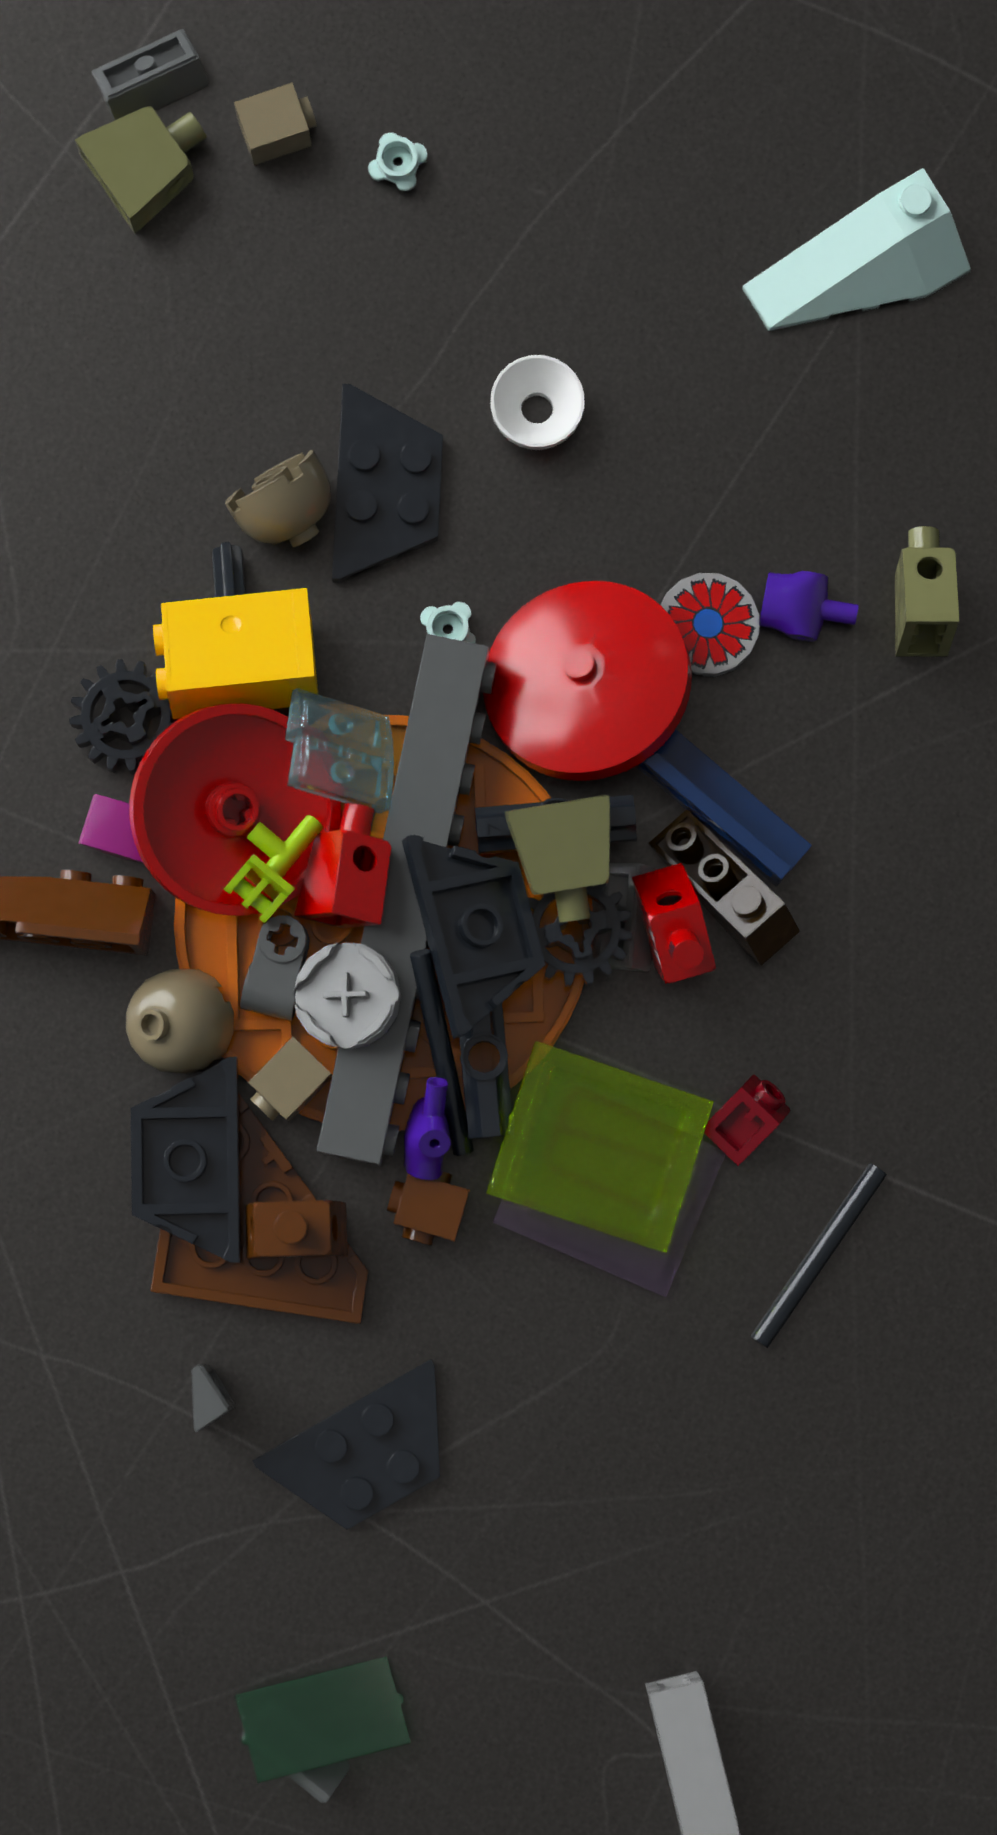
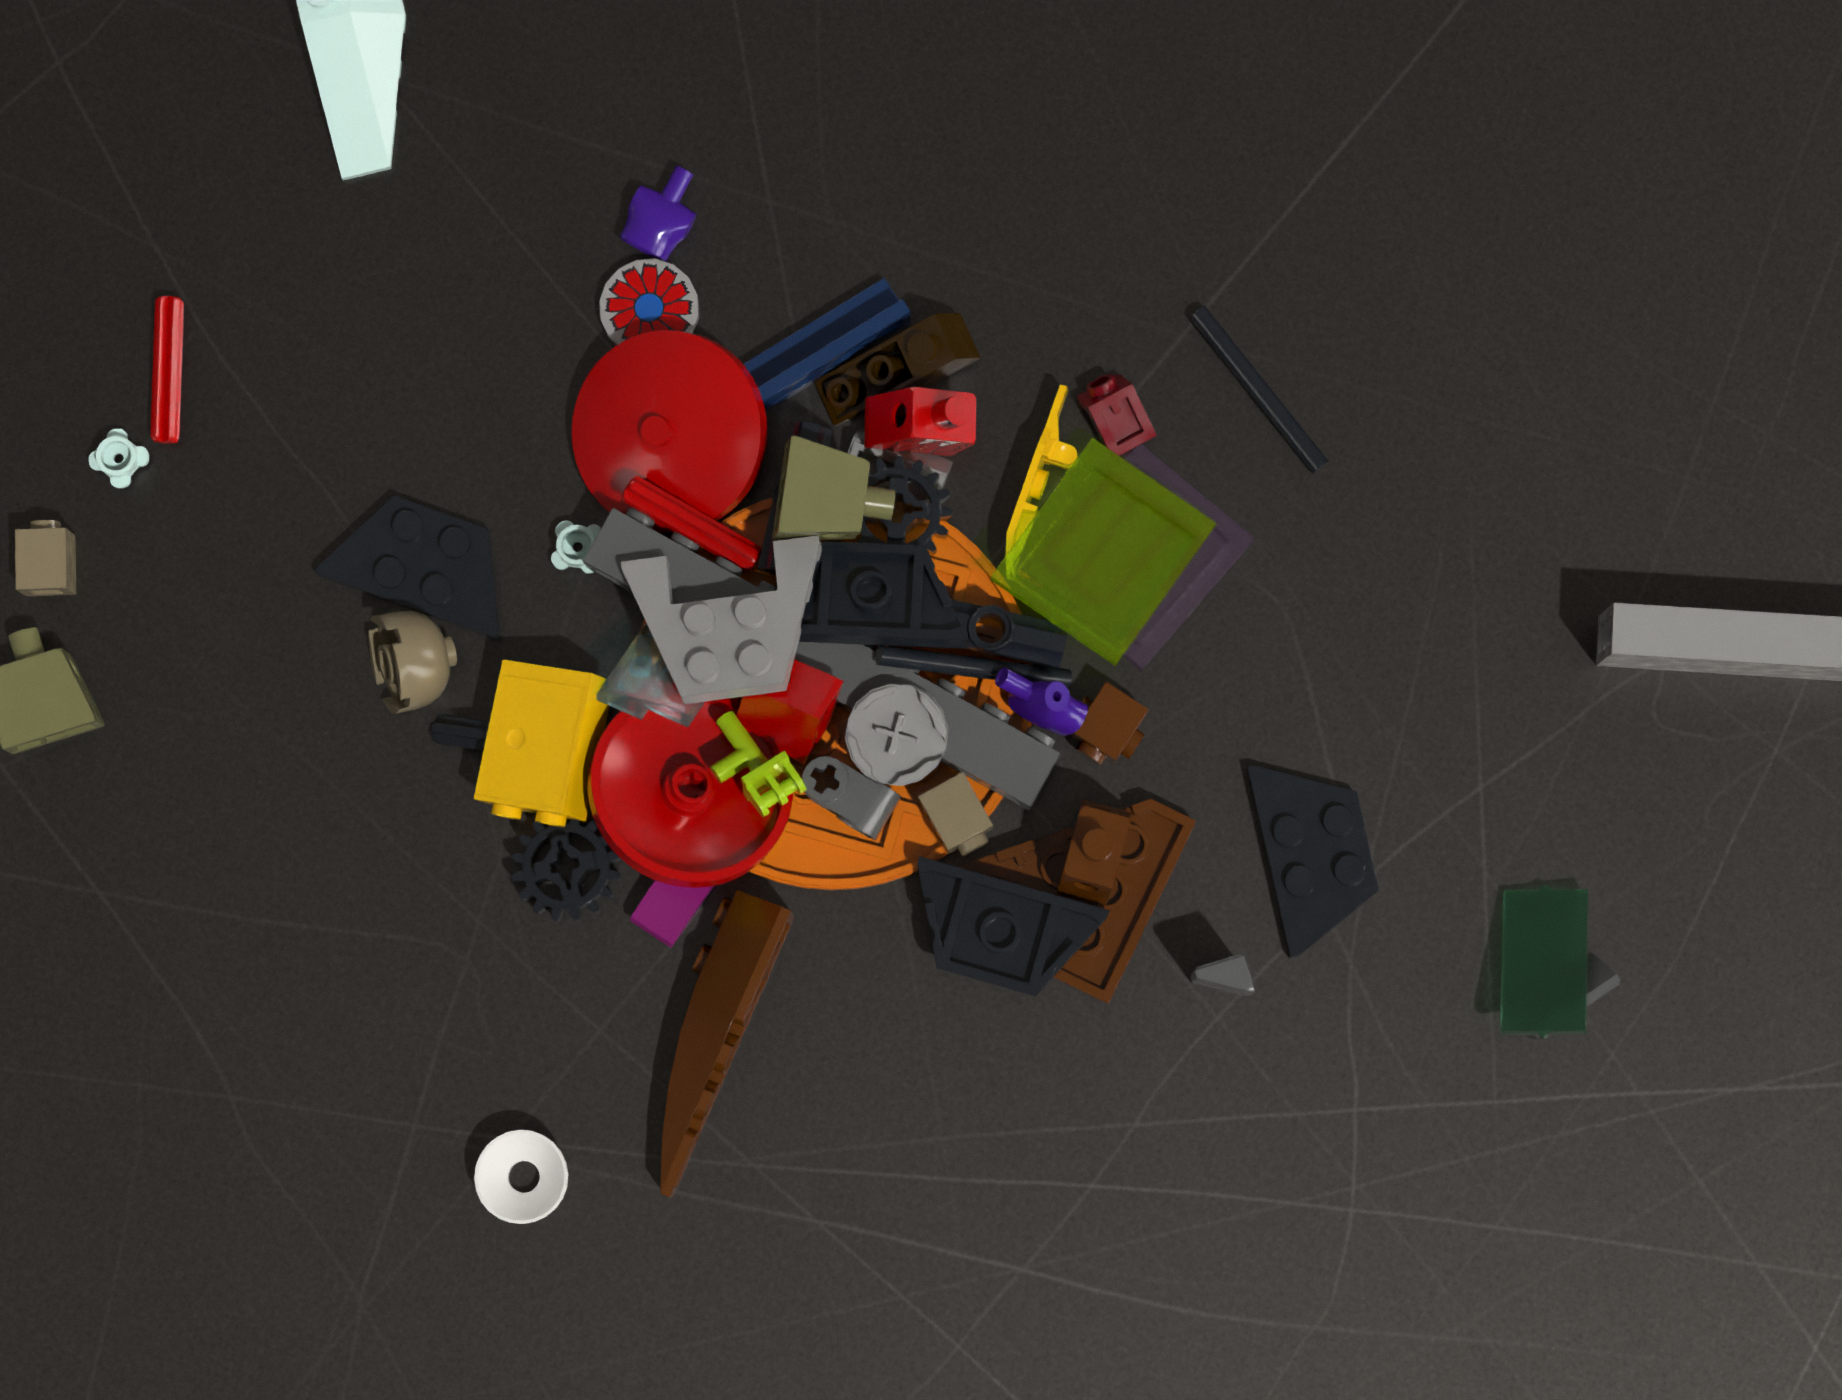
camera: 70 degrees left, 0 degrees up
(179, 1021) = (868, 900): dark tan cylinder -> none
(384, 802) = (728, 642): none -> light grey wing
(498, 729) = (691, 523): none -> red axle
(499, 179) = (167, 369): none -> red axle
(537, 377) = (378, 377): white piece -> none
(647, 1058) = (1048, 451): none -> yellow piece
(925, 596) = (688, 101): olive torso -> none

